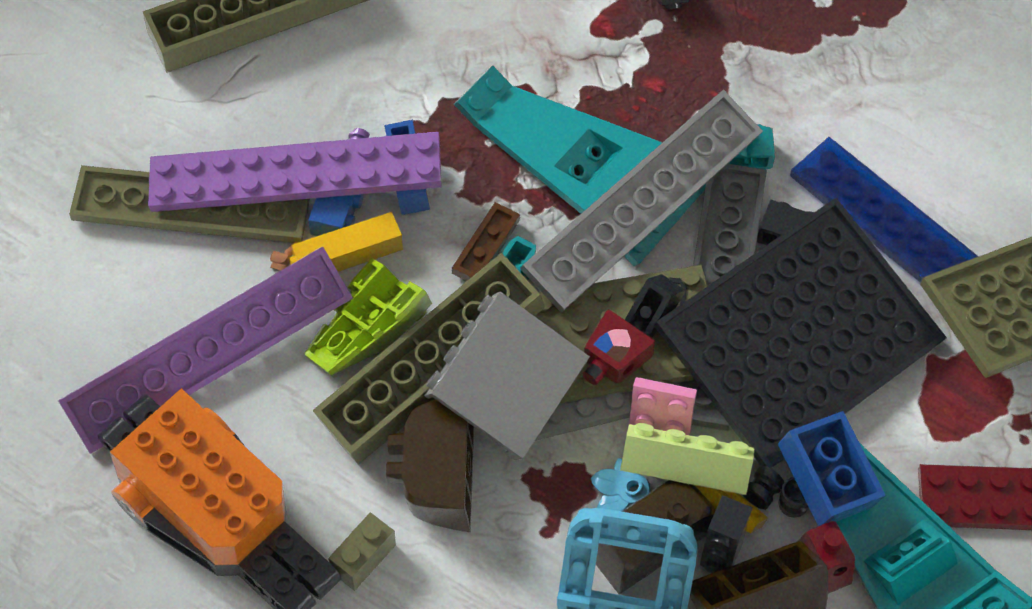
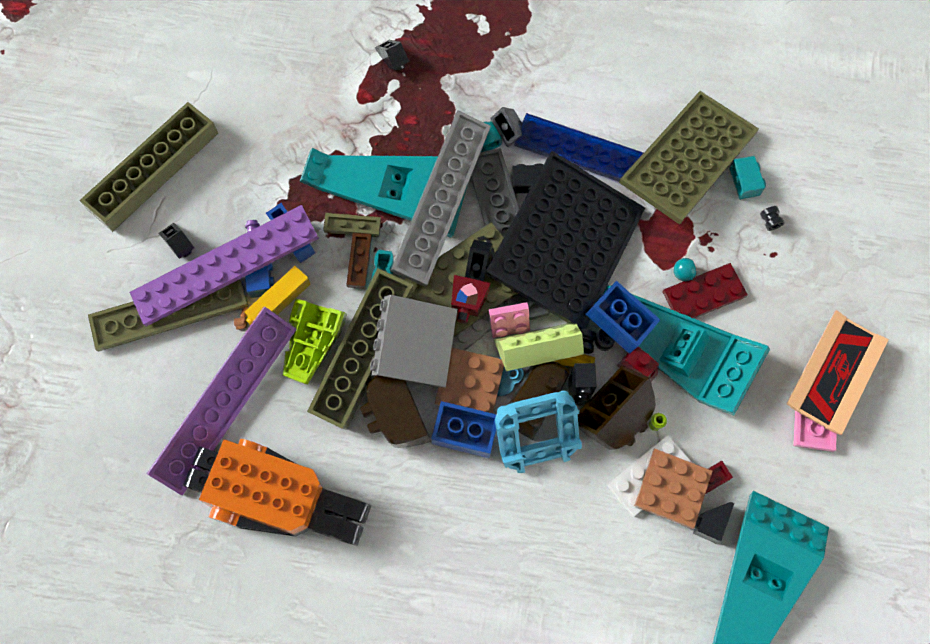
camera: 25 degrees left, 10 degrees up
(246, 118) = (177, 241): none -> black slope
(363, 550) = (375, 483): olive brick -> none
(495, 188) = (351, 224): none -> olive plate
(521, 532) = (464, 429): none -> blue brick
(564, 471) = (471, 381): none -> nougat plate
(791, 140) = (507, 125): none -> black slope
(965, 449) = (685, 269): none -> teal piece

